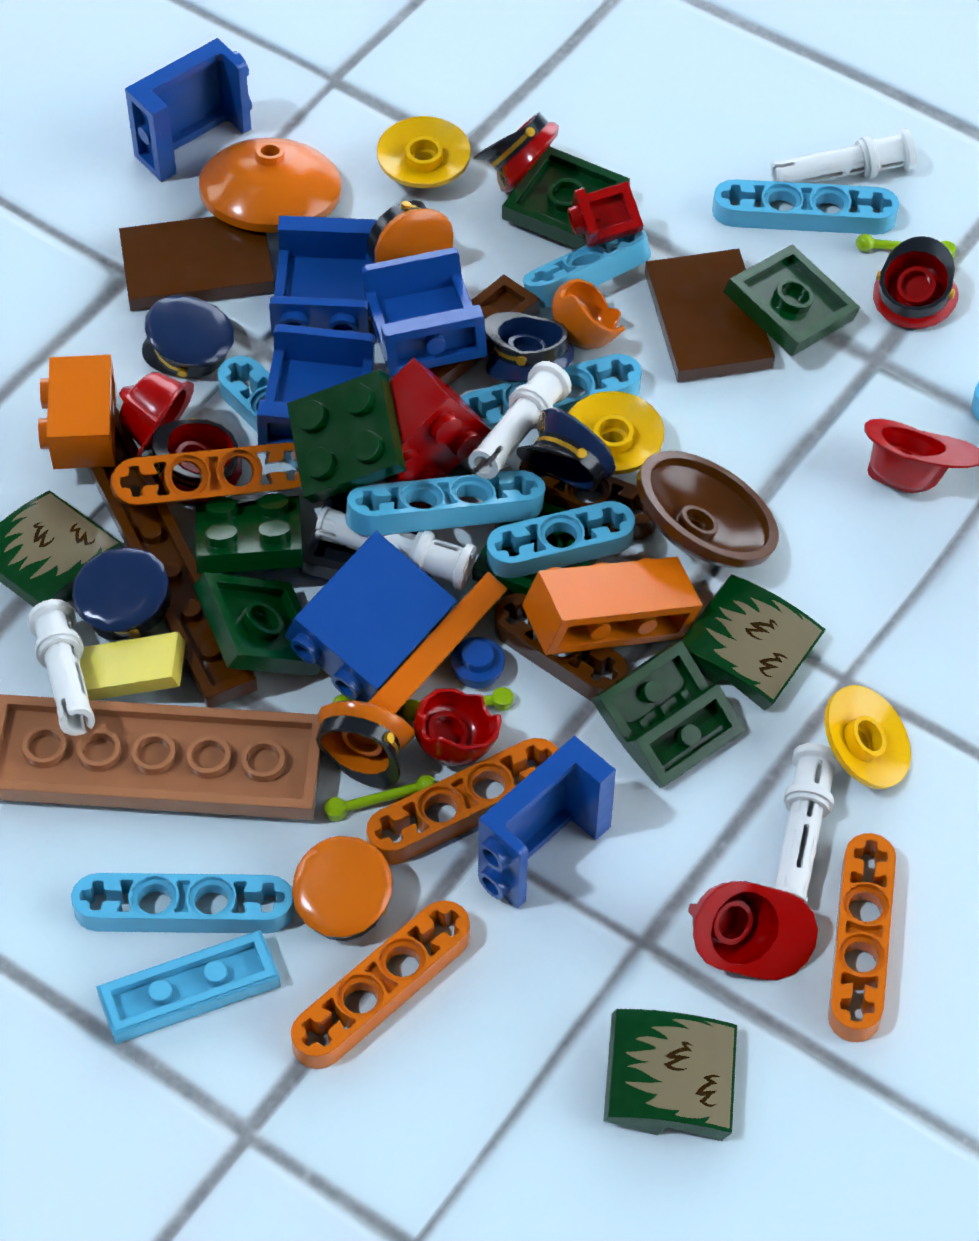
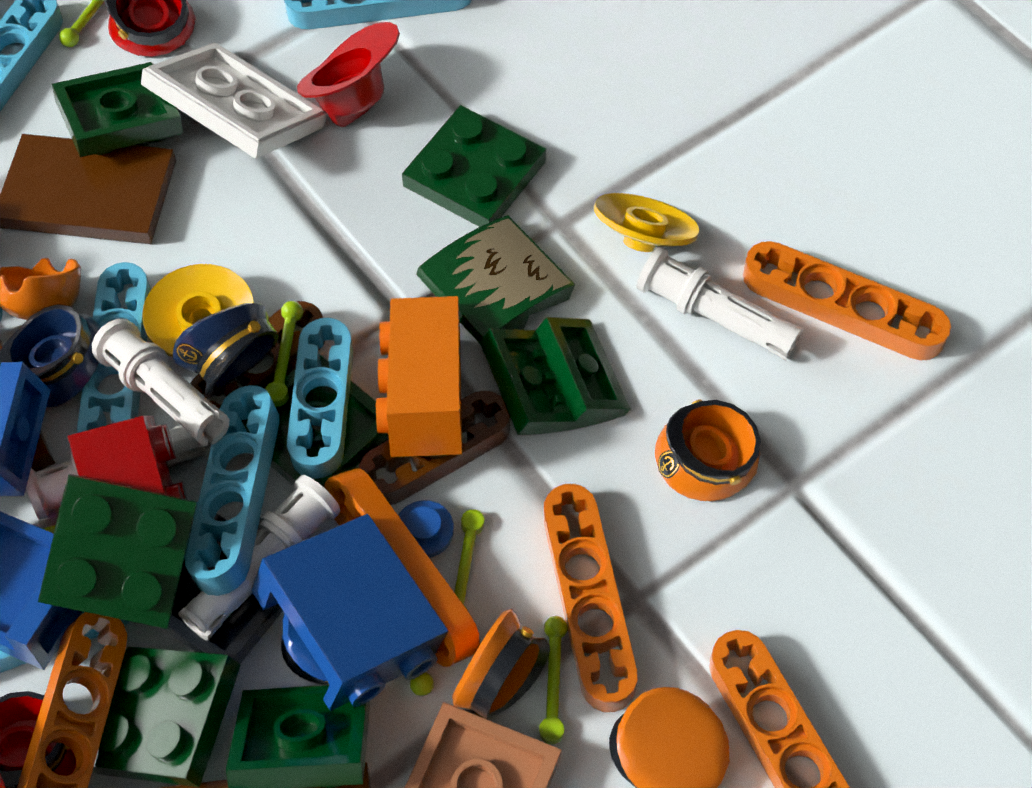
camera: 70 degrees left, 5 degrees up
(455, 727) = (509, 569): red hair -> none
(554, 506) = (291, 312): none -> lime hinge
(564, 788) = (637, 491): blue panel -> none
(642, 854) = (708, 450): none -> orange piece
(671, 1073) = (956, 503): slope -> none
(706, 510) = (343, 259): reddish brown dish -> none
(753, 930) = (823, 384): red piece -> none
(845, 378) = (234, 99): none -> white tile
(872, 591) = (474, 167): none -> dark green plate

